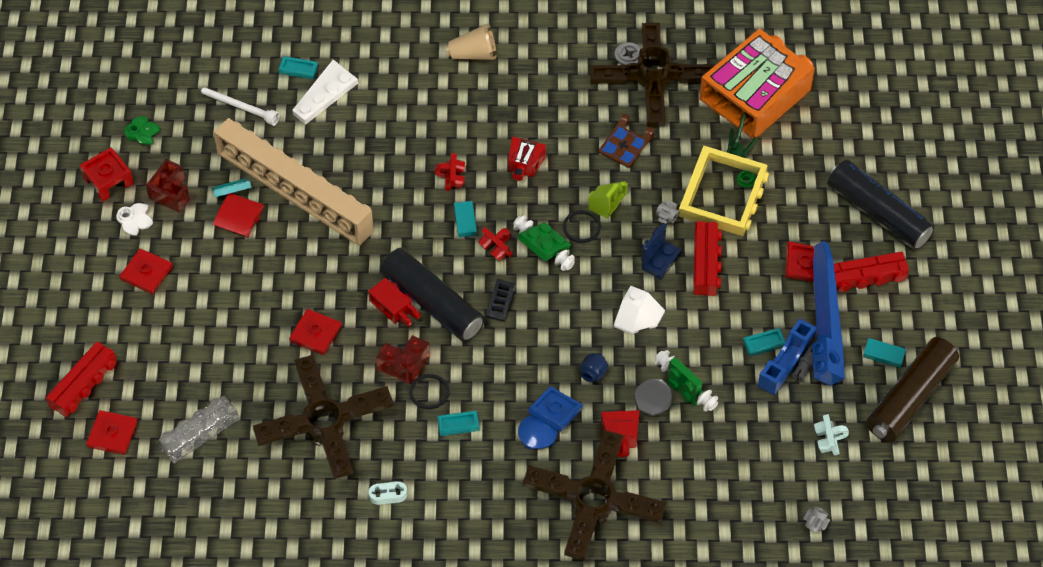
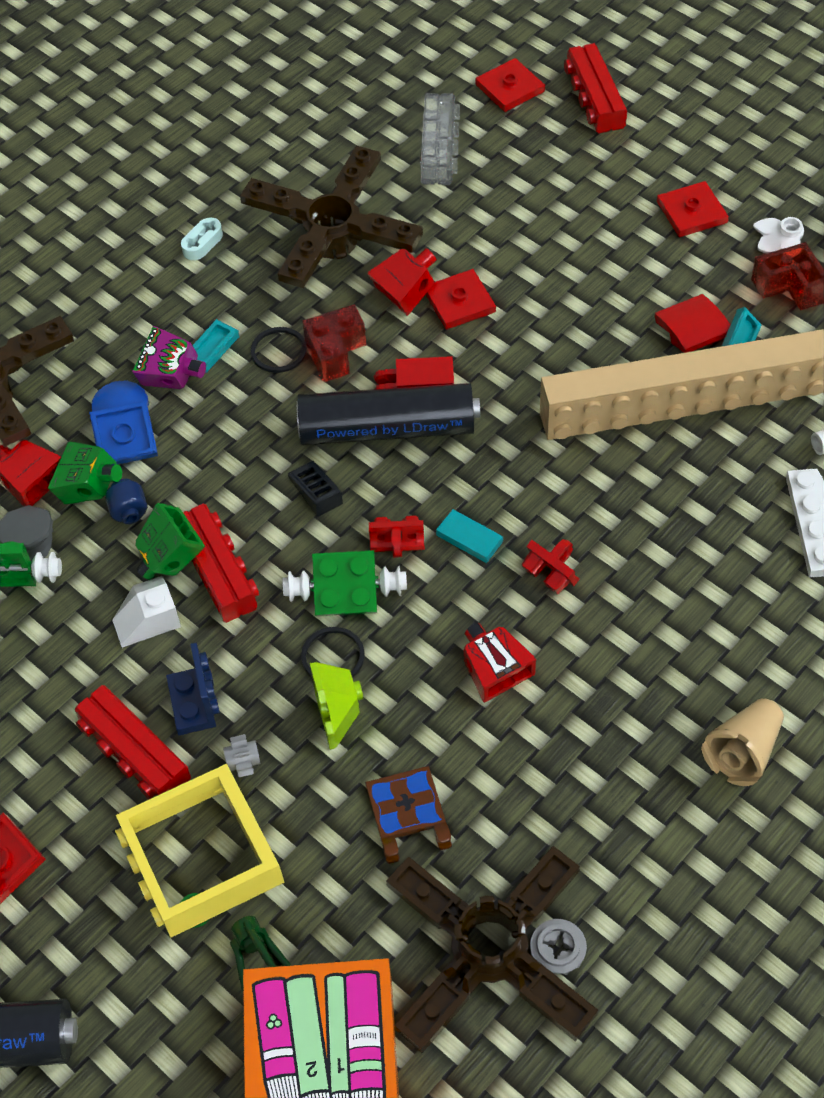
camera: 135 degrees right, 0 degrees up
(331, 357) = (404, 278): none -> red torso
(493, 422) = (167, 361): none -> torso
(586, 303) = (219, 568): none -> red brick
(597, 395) = (83, 473): none -> green torso
(601, 319) = (167, 542): none -> green torso

